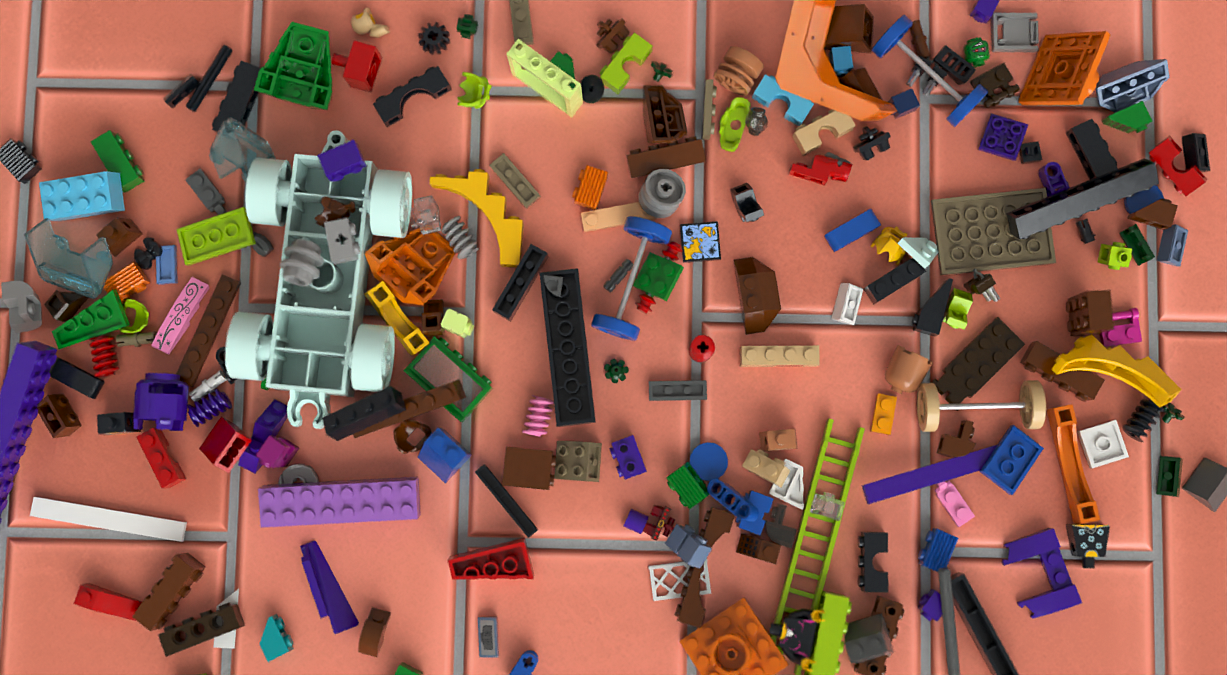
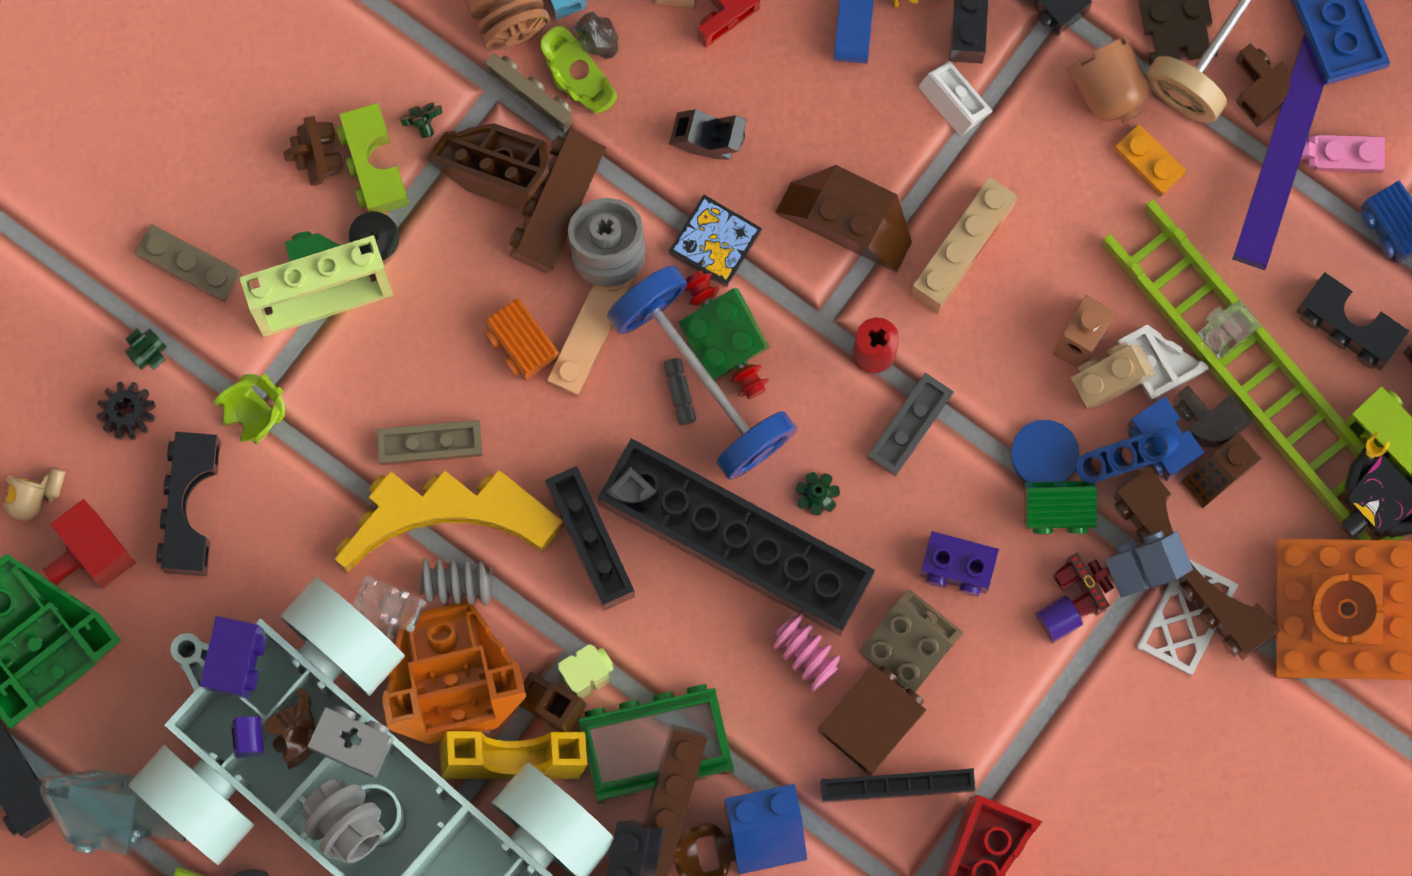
camera: 60 degrees left, 5 degrees down
(312, 193) = (247, 736): none -> dark purple brick

